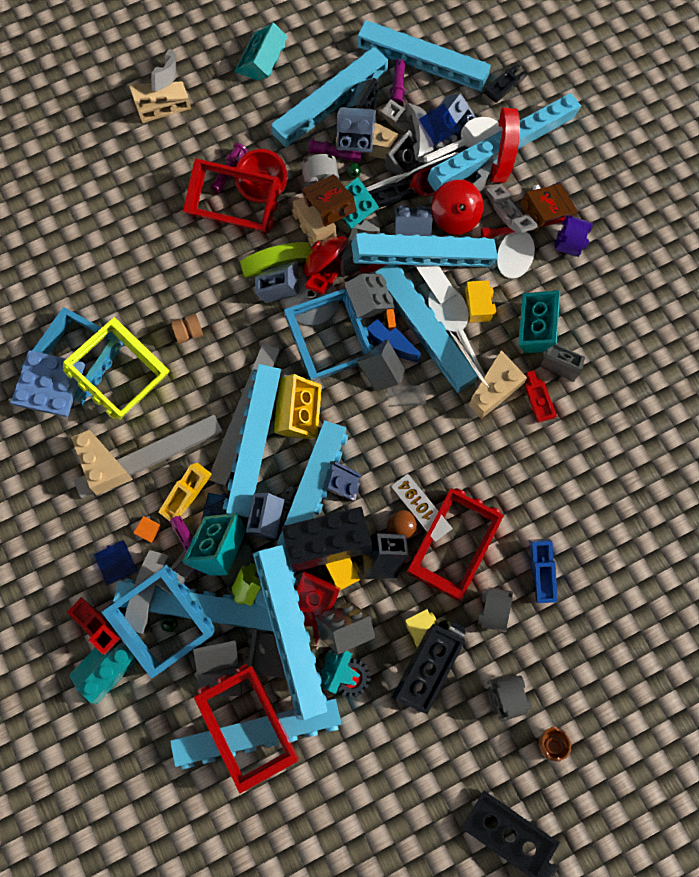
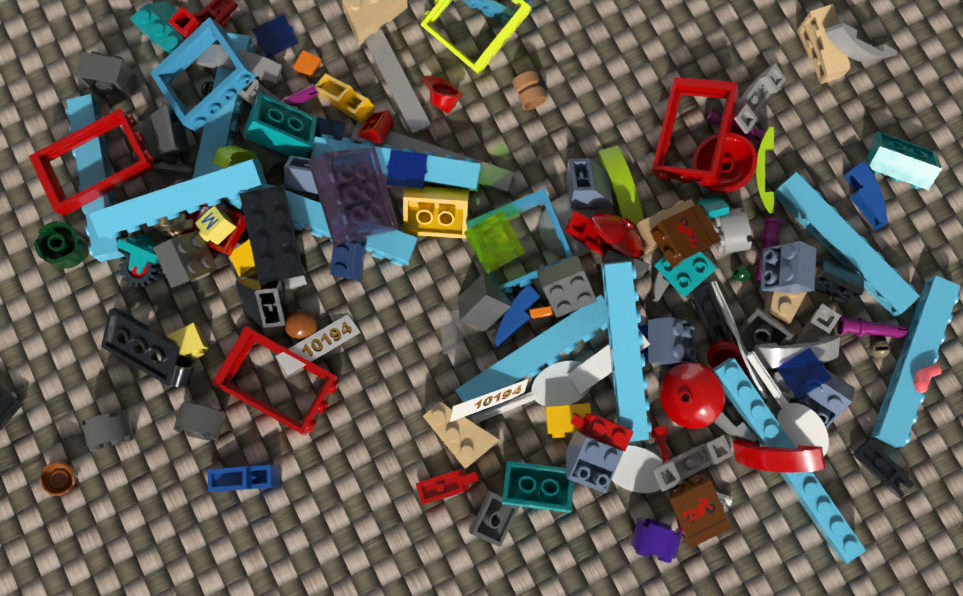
camera: 90 degrees right, 5 degrees up
(150, 725) = (106, 74): none -> dark grey brick
(186, 402) = (442, 93): none -> red piece
(191, 146) = (756, 95): none -> light grey slope
(216, 460) = (376, 127): none -> red slope
(261, 427) = (407, 169): none -> clear blue piece
(290, 78) = (868, 195): none -> blue slope
(290, 468) = (353, 194): none -> clear purple slope
(291, 147) = (766, 144): none -> lime slope
(298, 183) = (713, 206): none -> teal slope
(314, 599) = (215, 225): none -> light yellow brick
(324, 772) = (61, 245): none -> dark green brick
(332, 350) = (494, 242): none -> clear neon green brick
(410, 82) = (880, 353): none -> dark tan hinge
(439, 47) = (923, 376): none -> coral arm
(490, 270) = (603, 430): none -> red hinge
(514, 280) = (591, 462): none -> sand blue slope

